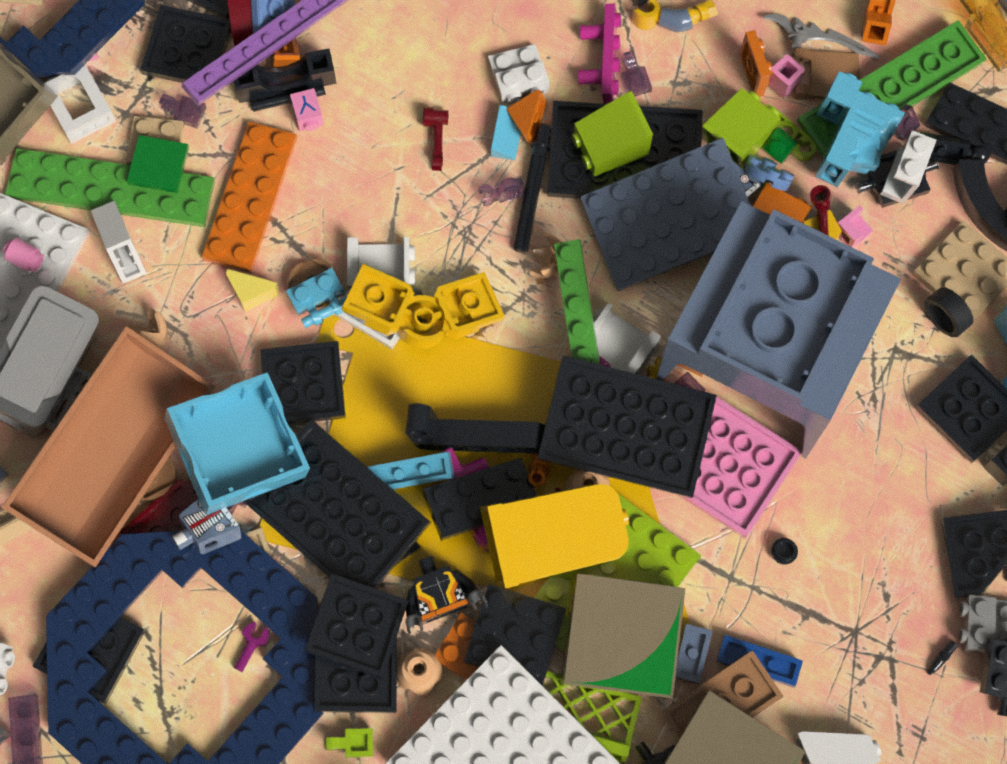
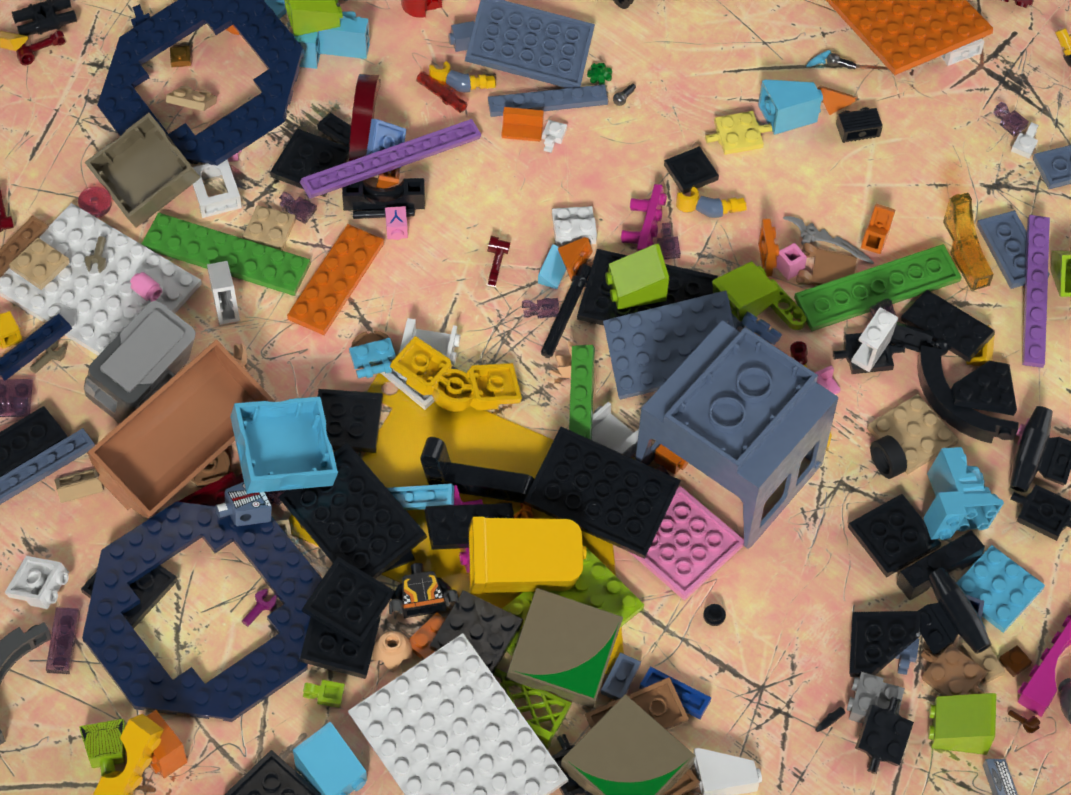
camera: 10 degrees right, 15 degrees down
(158, 164) = (268, 240): green tile -> none
(251, 290) = (321, 345): light yellow slope -> none
(780, 145) = (776, 312): green plate -> none
(862, 129) = (841, 307): medium azure brick -> none

